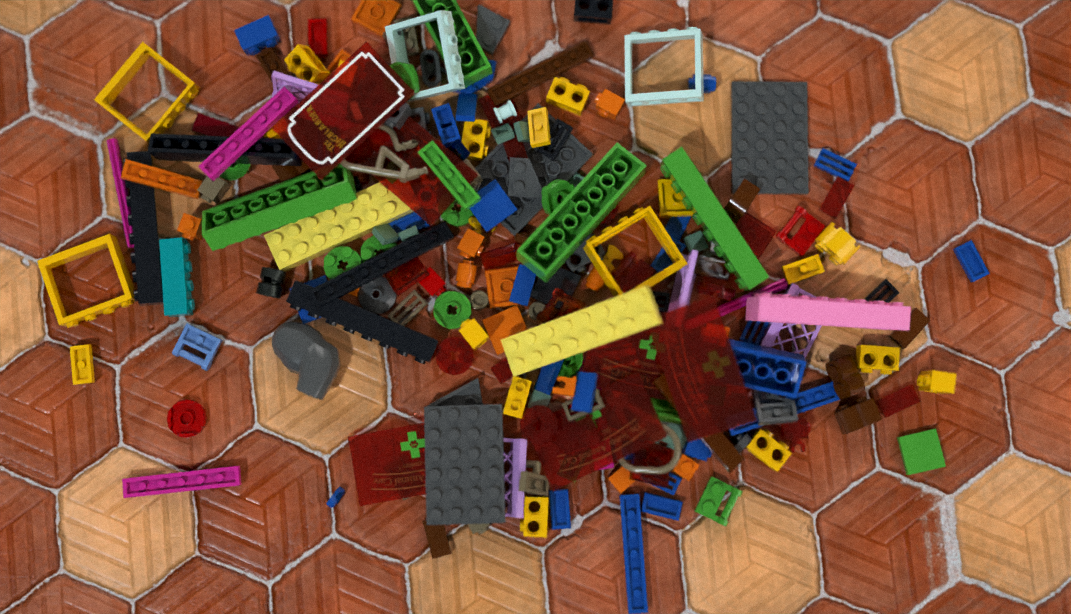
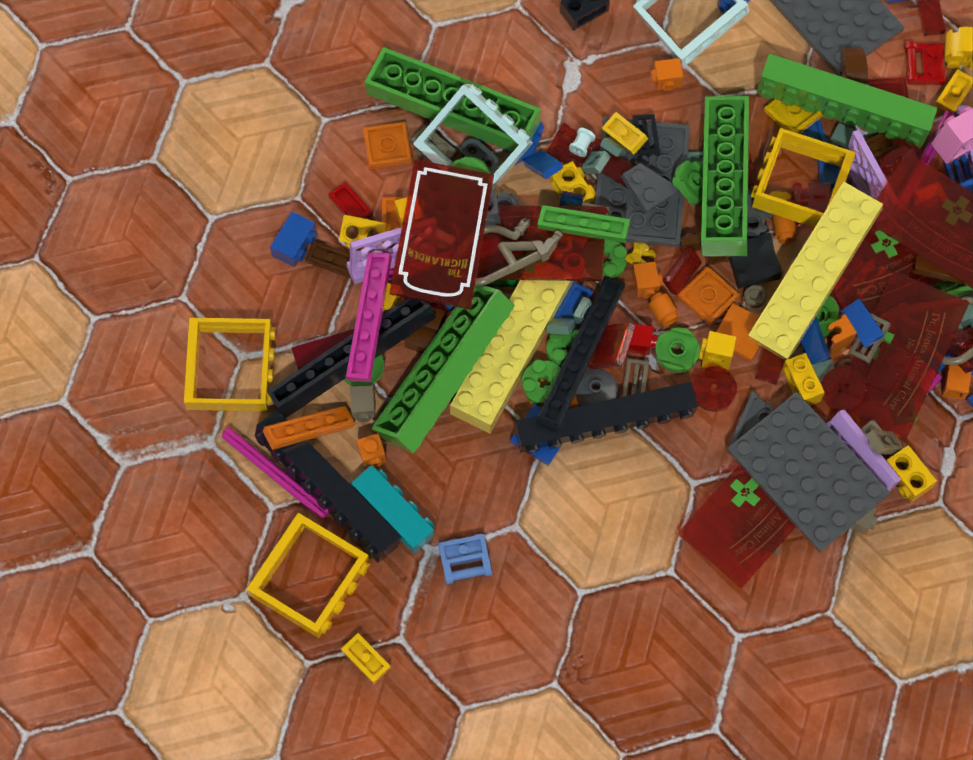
camera: 40 degrees left, 15 degrees down
(181, 481) = (553, 695): dark pink plate -> none
(186, 418) = (508, 634): red tile -> none
(270, 289) = (488, 444): pearl dark grey wheel -> none
(308, 355) = (577, 485): dark grey piece -> none
(335, 498) = (712, 599): blue tile -> none
(437, 540) = (836, 564): reddish brown tile -> none
(446, 124) = (536, 190): blue brick -> none
(479, 300) = (694, 324): dark tan tile -> none
(490, 29) = (504, 81): dark grey wing -> none
(493, 206) = (642, 233): blue tile -> none
(522, 286) = (724, 280): blue tile -> none
(540, 73) = (583, 91): reddish brown tile -> none
(559, 509) = (926, 453): blue tile -> none
(565, 100) = (626, 97): yellow brick -> none
(569, 306) = (783, 260): clear red plate -> none

